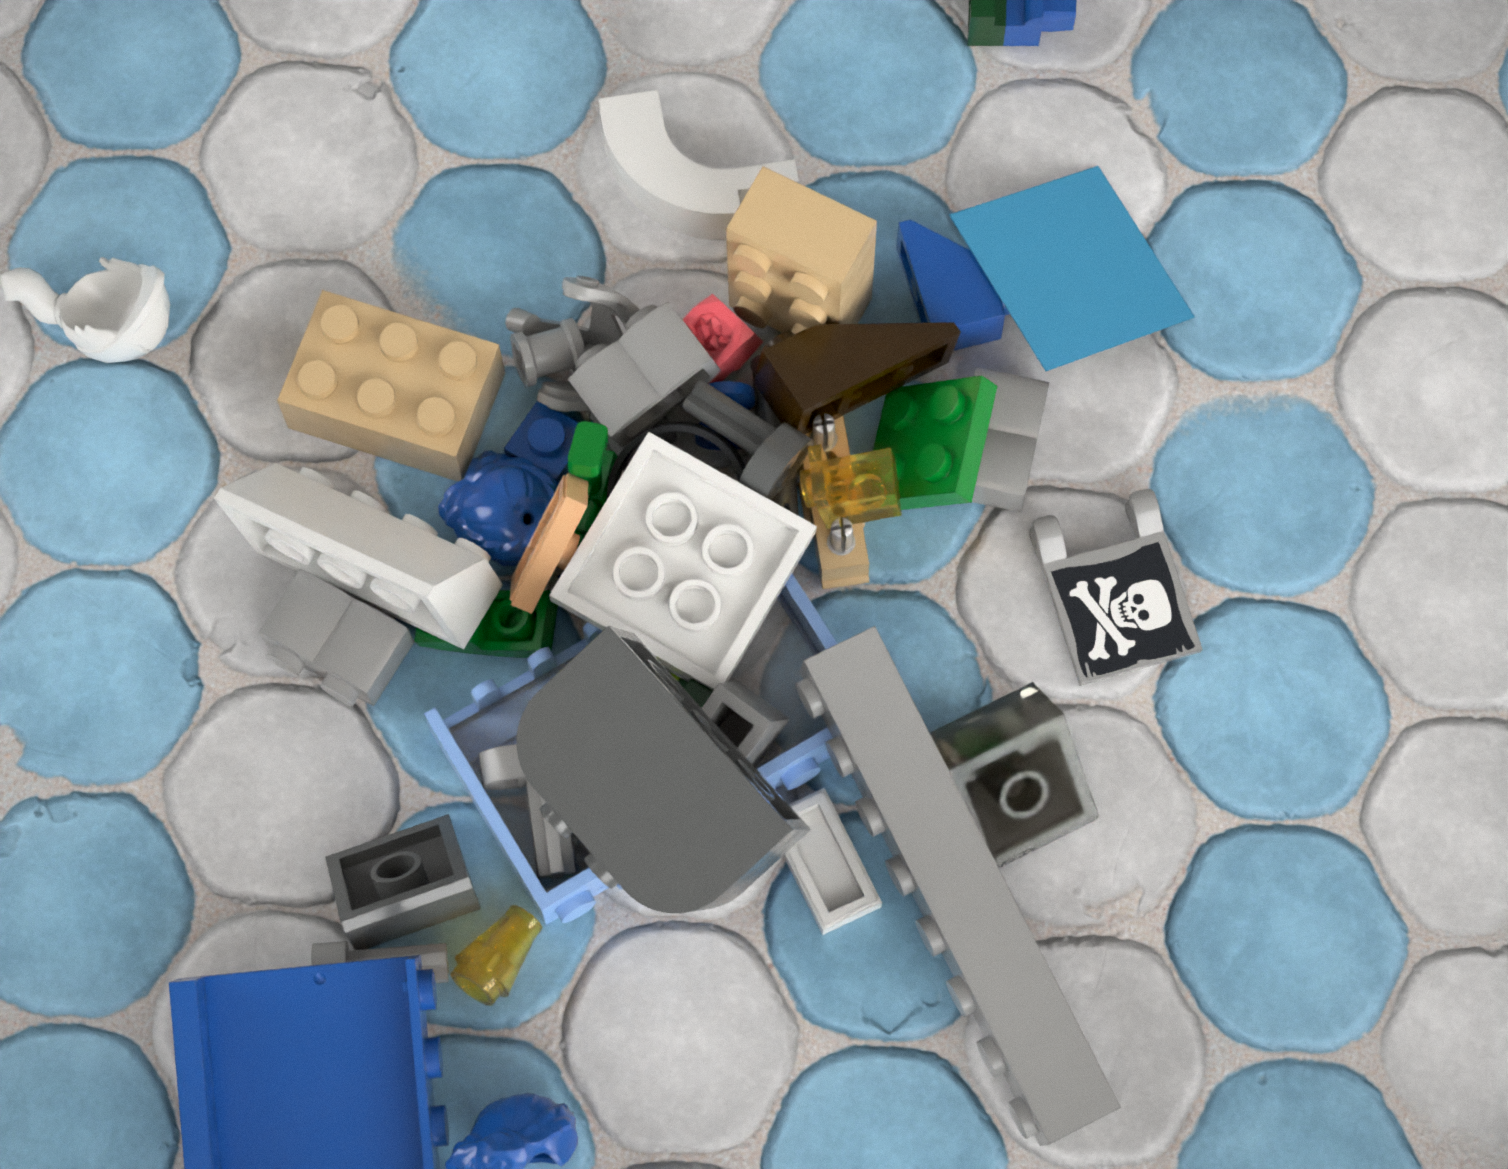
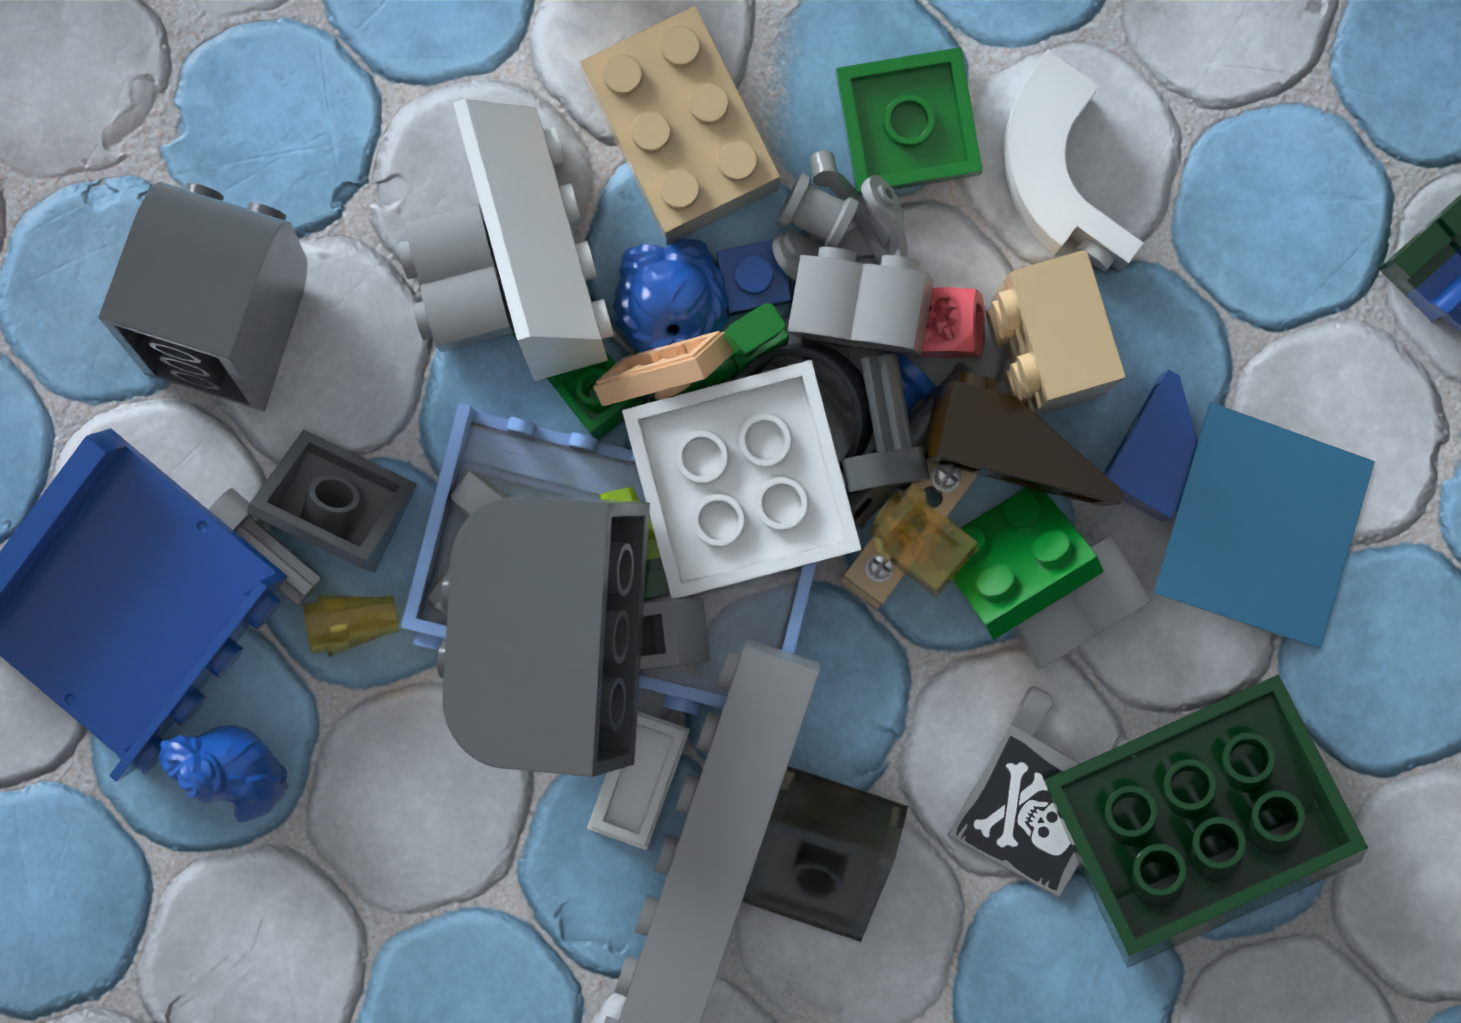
camera: 45 degrees right, 15 degrees up
(165, 802) = (207, 292): none -> dark grey brick
(548, 233) = (909, 119): none -> green plate
(1244, 493) = (1205, 820): none -> dark green slope

